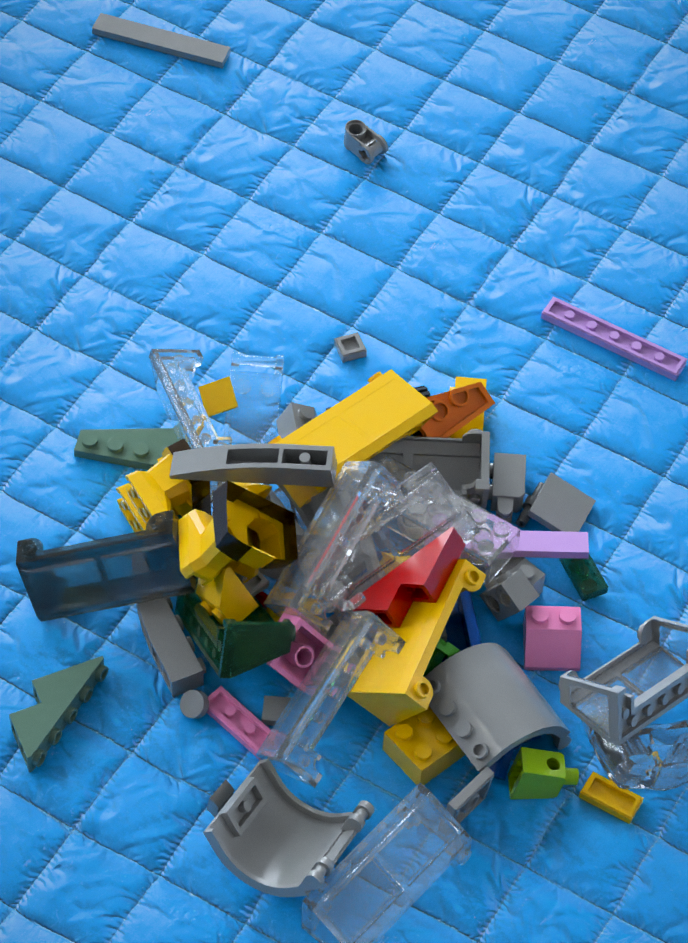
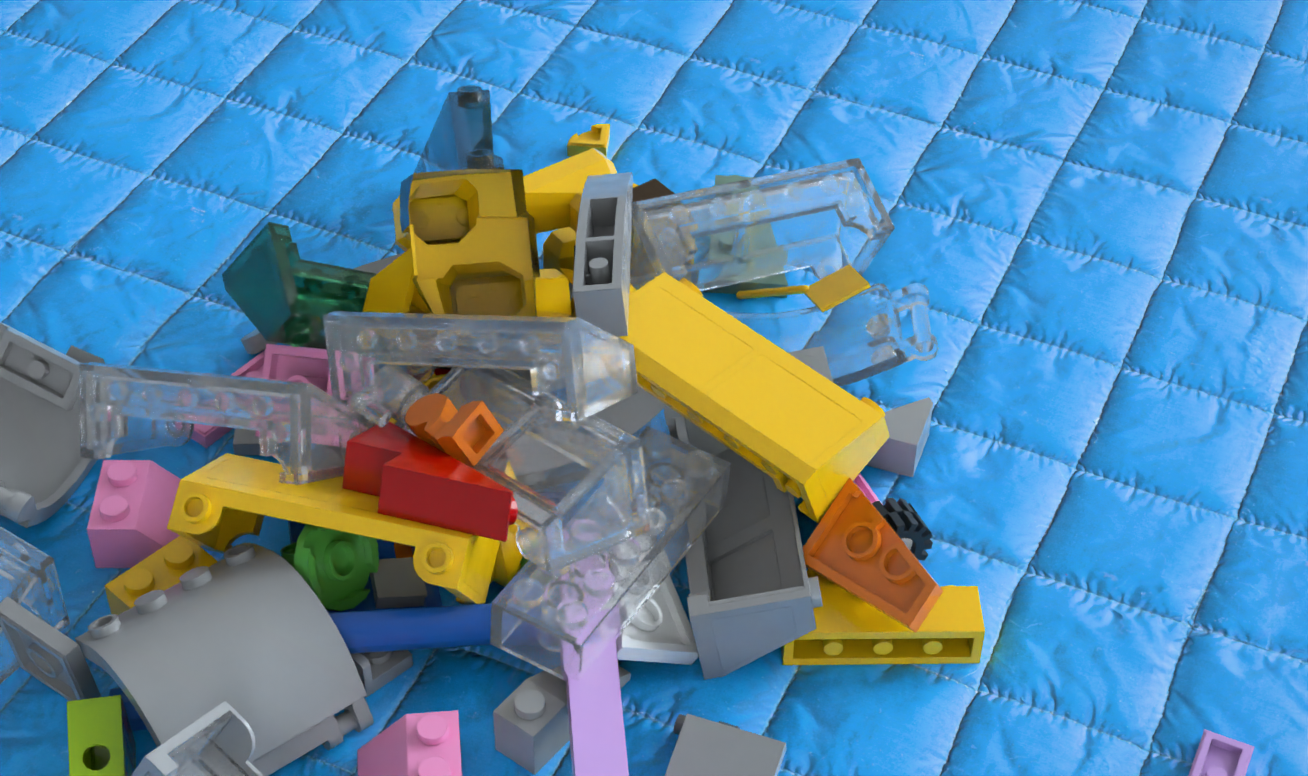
camera: 85 degrees right, 10 degrees down
(17, 515) = (596, 138): none -> yellow tile
(57, 705) = (225, 193): sand green slope -> none
(329, 389) = (908, 435): none -> light grey slope
(348, 769) = (131, 512): none -> bright pink slope
(350, 347) = (1023, 465): light grey tile -> none
(365, 571) = (459, 433): none -> orange leg
(507, 484) = (751, 692): light grey hinge -> none
(508, 594) = (475, 678): light grey brick -> none

